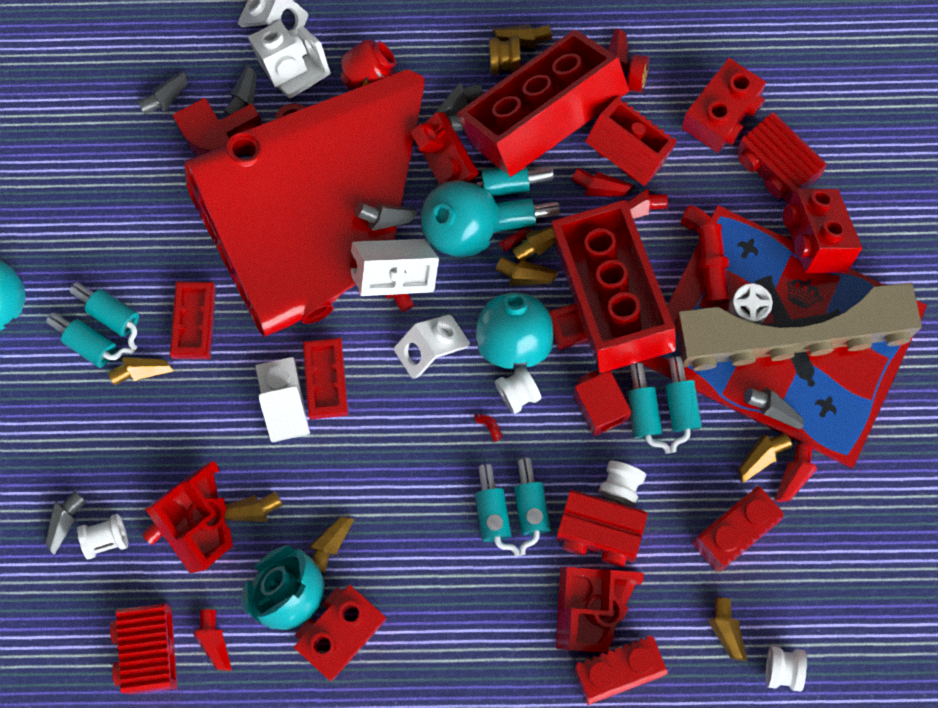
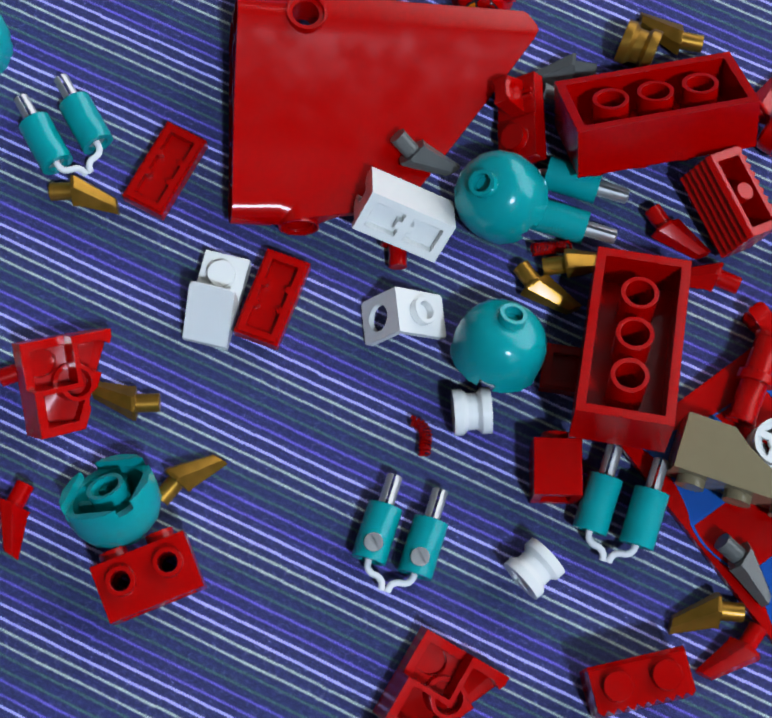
camera: 20 degrees right, 0 degrees up
(601, 528) = (486, 605): red brick -> none

